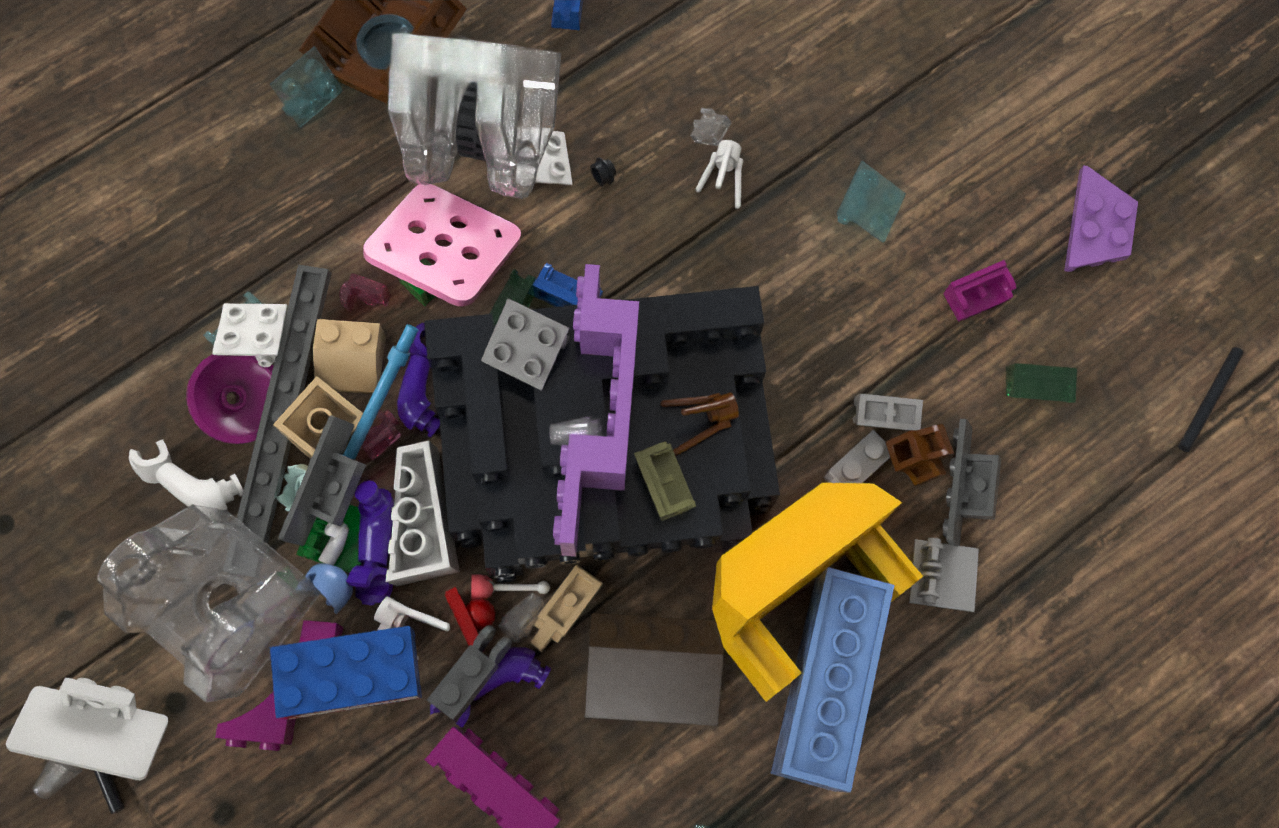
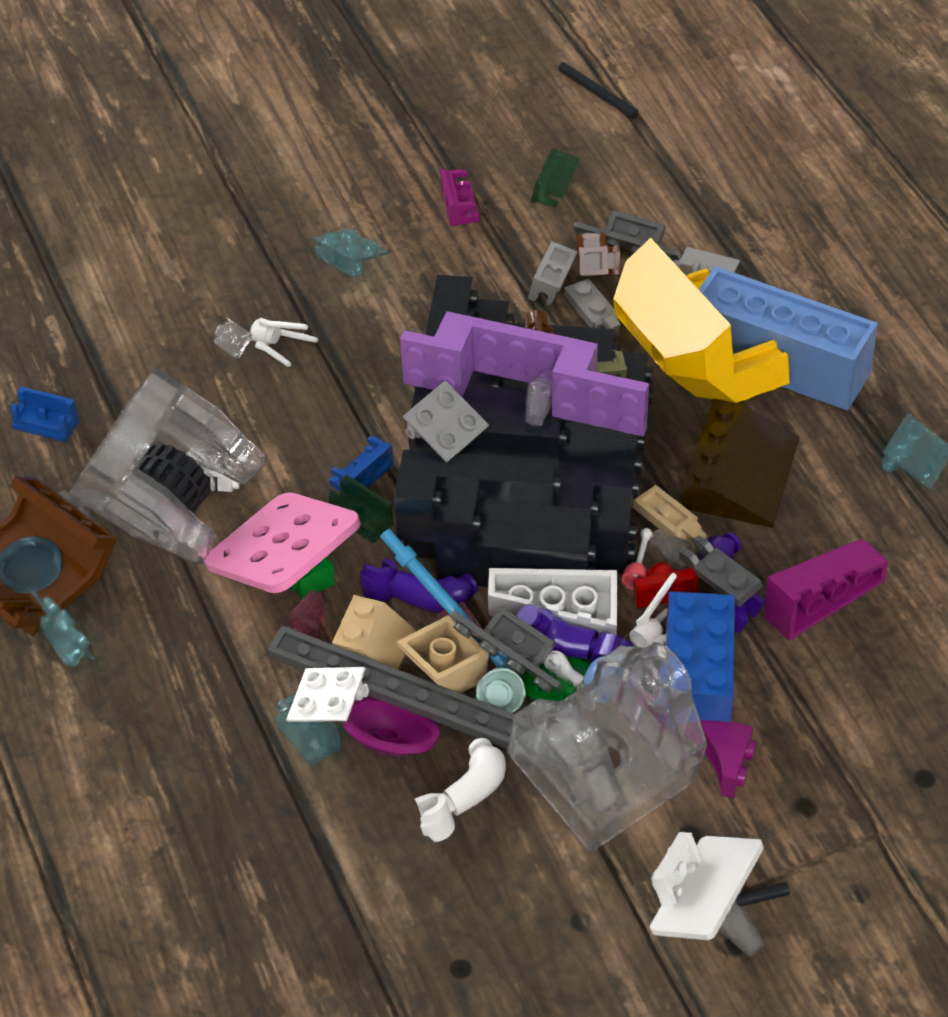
camera: 70 degrees left, 25 degrees down
(603, 171) = (246, 422): black plate -> none
(1100, 222) = (419, 116): medium lavender wing -> none

